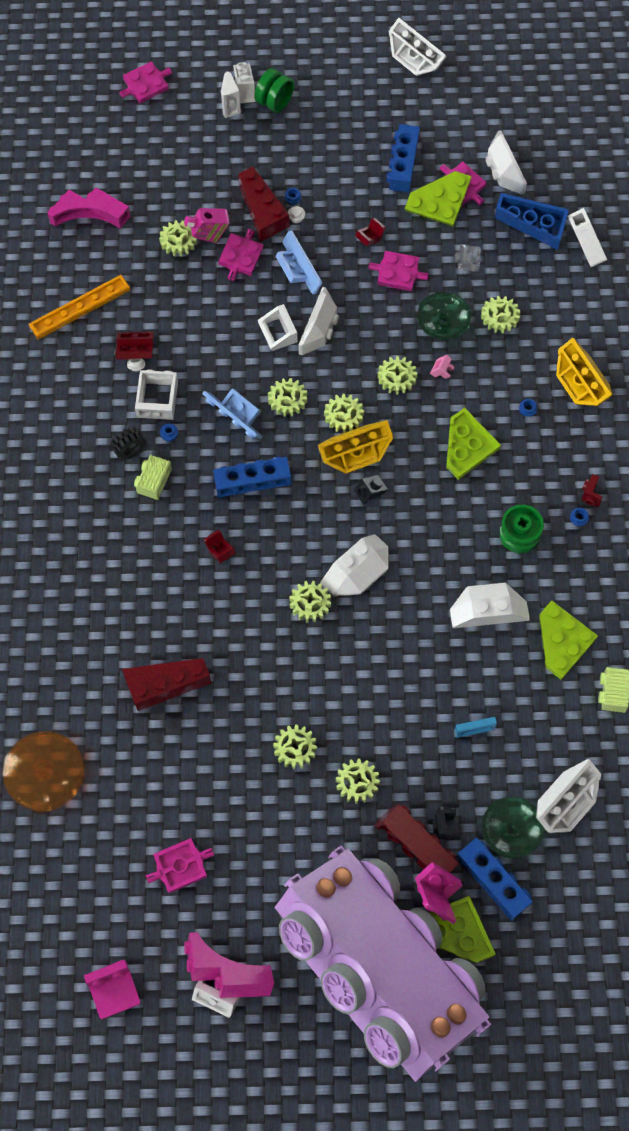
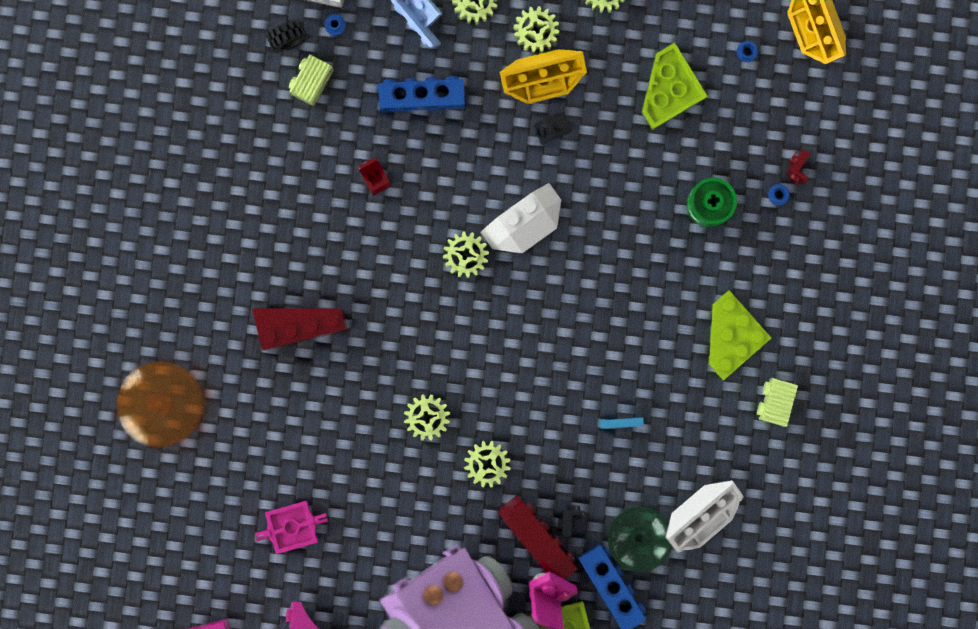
camera: 10 degrees right, 20 degrees up
(488, 606) = (659, 286): white wedge -> none

